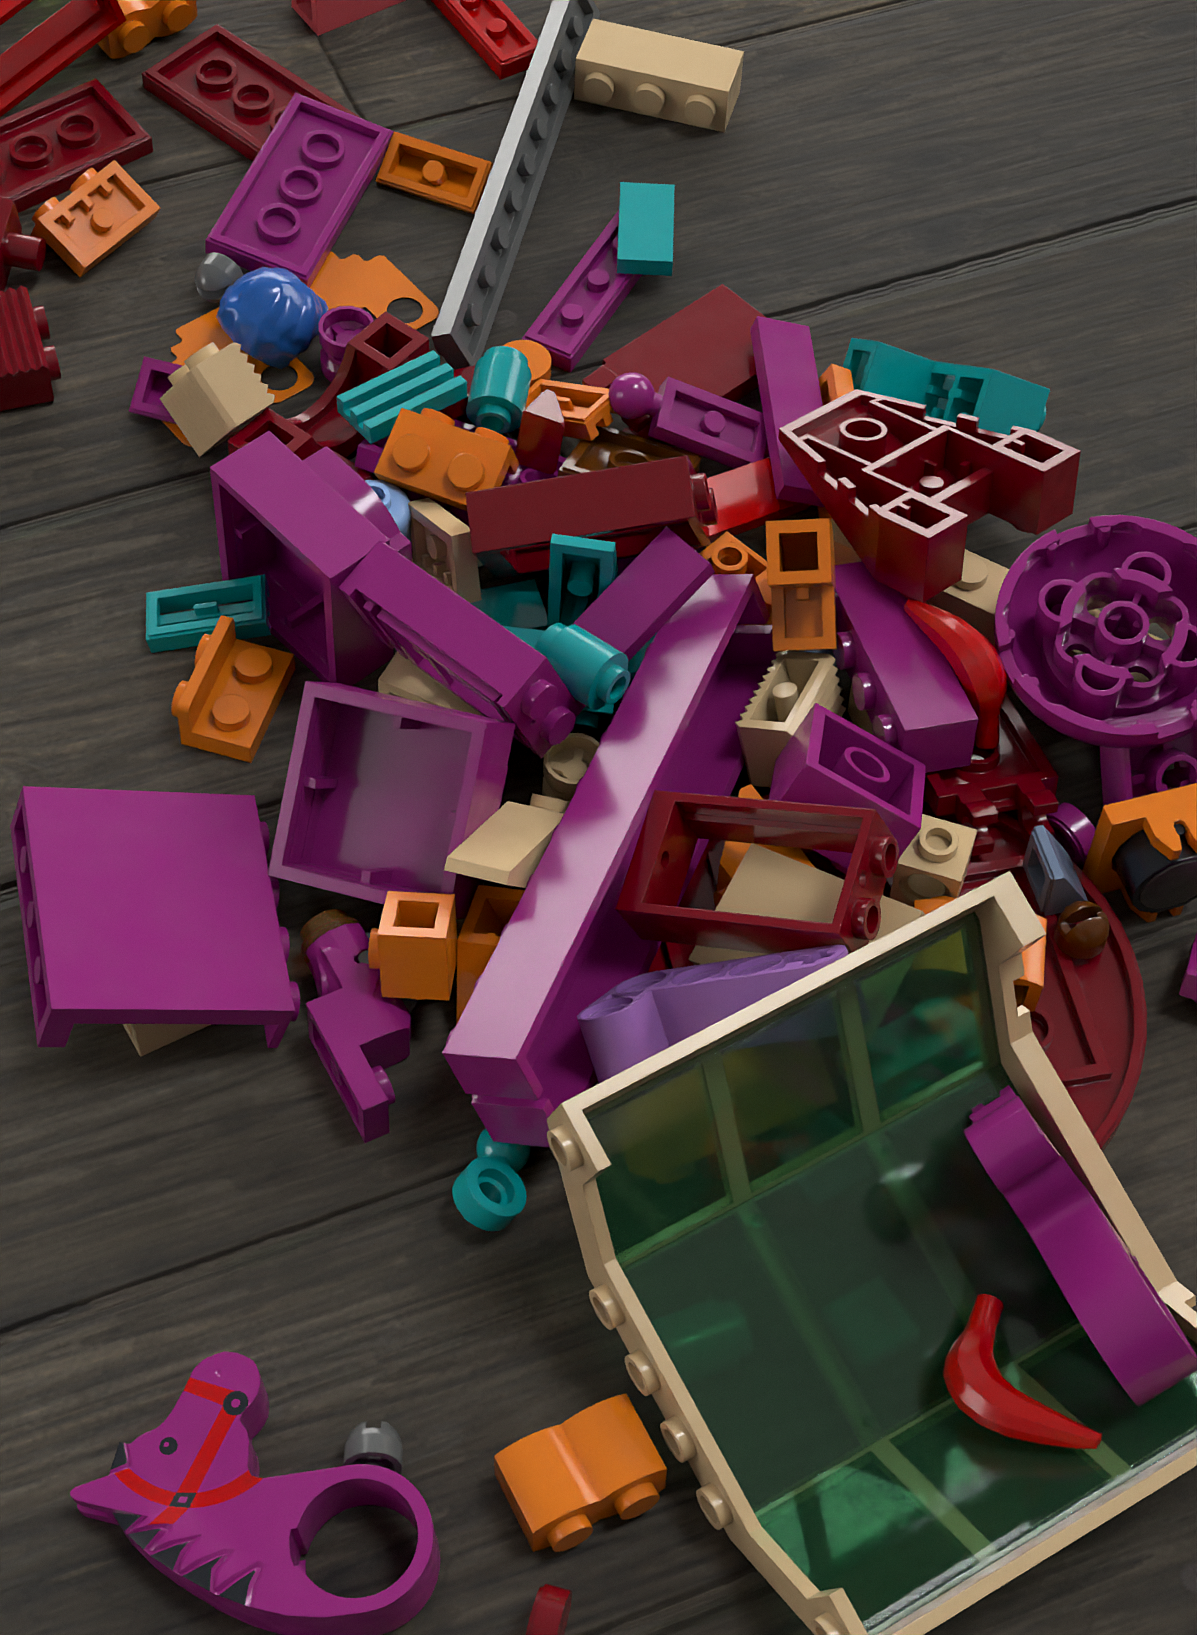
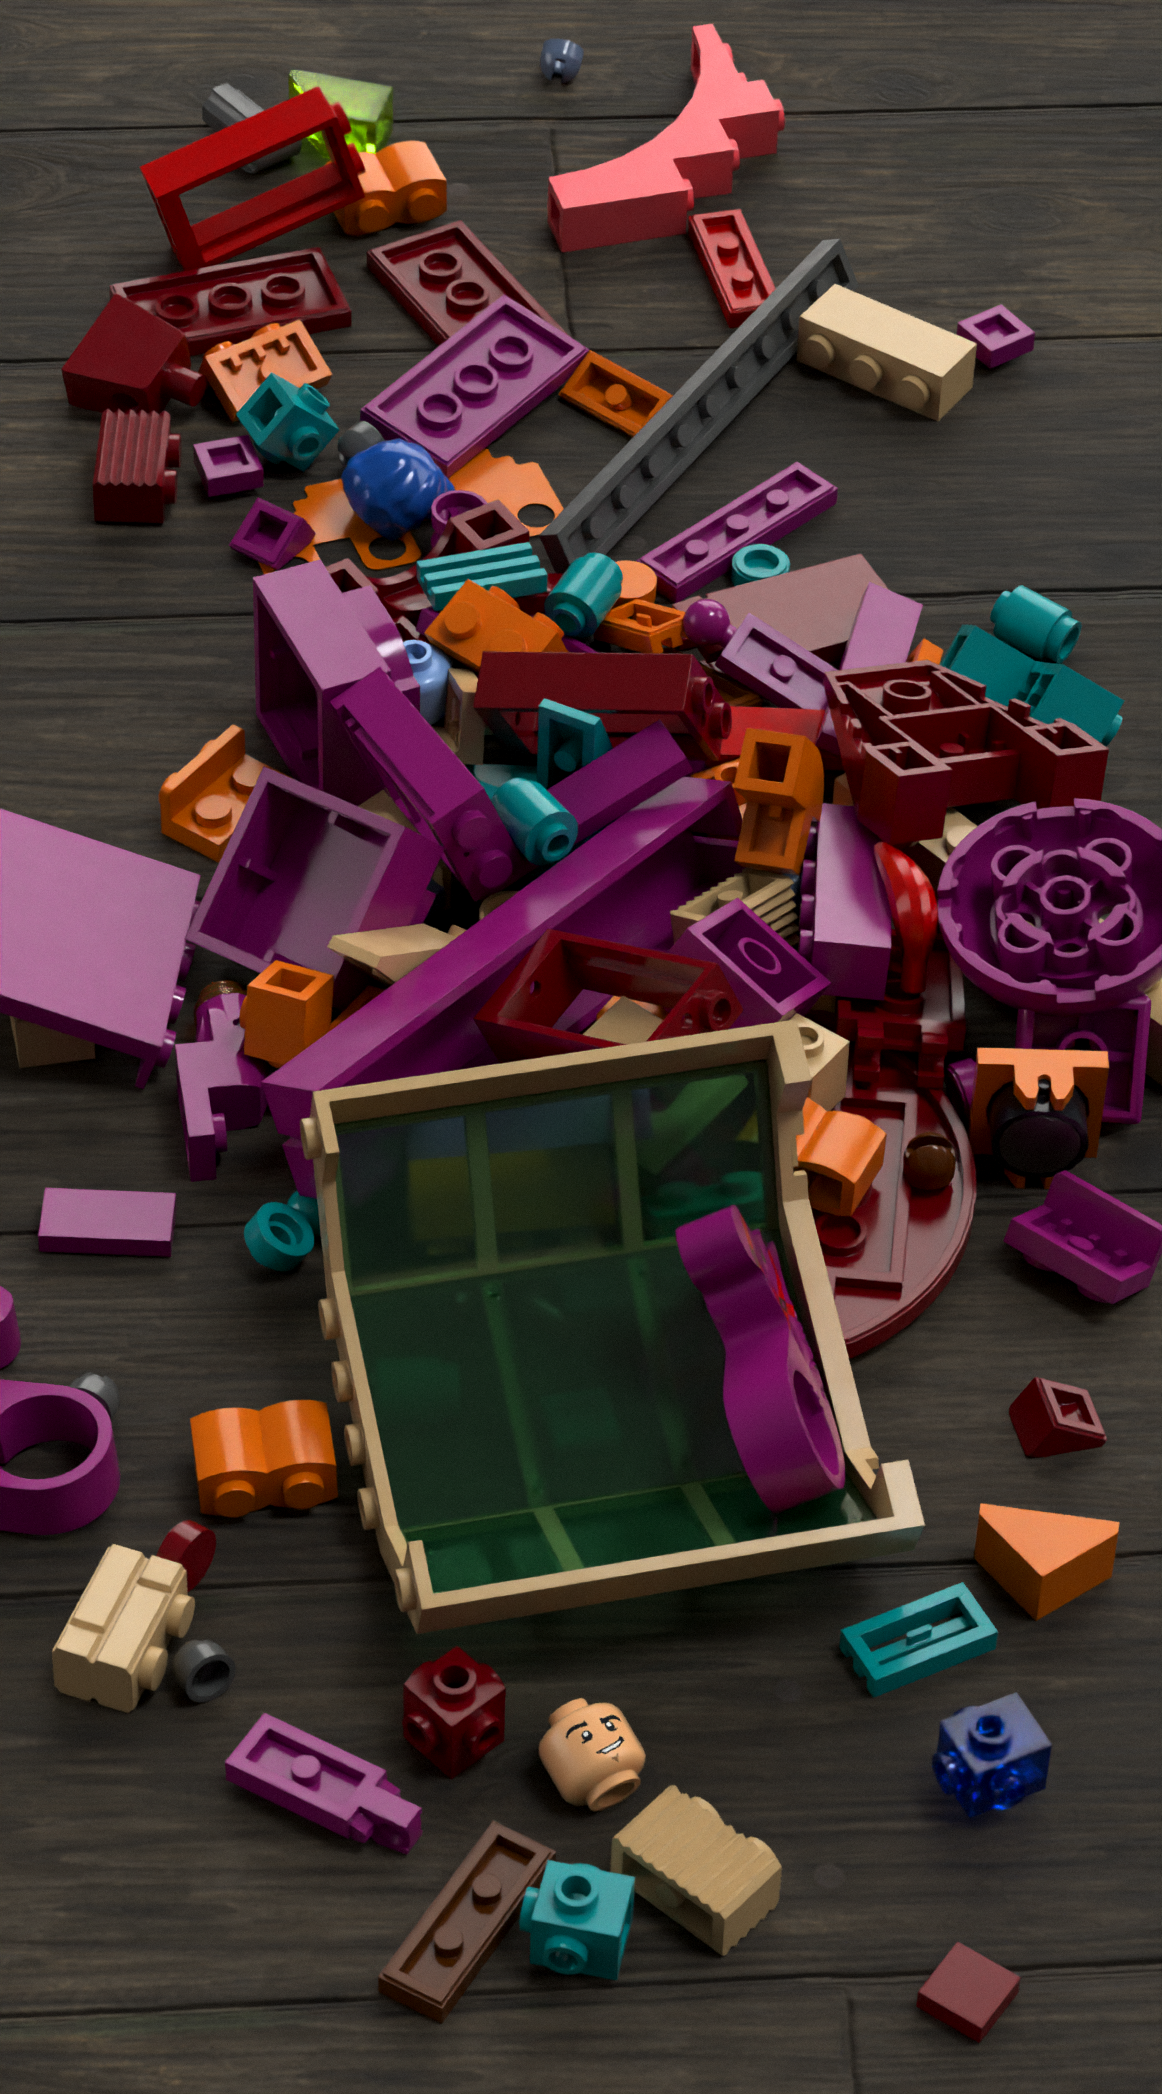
camera: 20 degrees right, 10 degrees down
(98, 326) = (228, 465): none -> magenta plate
(142, 269) = (295, 430): none -> teal brick
(188, 627) = (200, 720): teal tile -> none
(215, 396) = (305, 530): tan brick -> none
(303, 1222) = (107, 1222): none -> magenta tile
(541, 434) = (603, 627): dark red slope -> none
(632, 317) = (758, 563): none -> teal tile
(645, 229) = (802, 486): teal tile -> none
(748, 34) = (998, 335): none -> magenta plate
(909, 321) = (1035, 625): none -> teal brick
(994, 1402) = (646, 1483): red piece -> none
(1051, 873) = (924, 1103): sand blue slope -> none

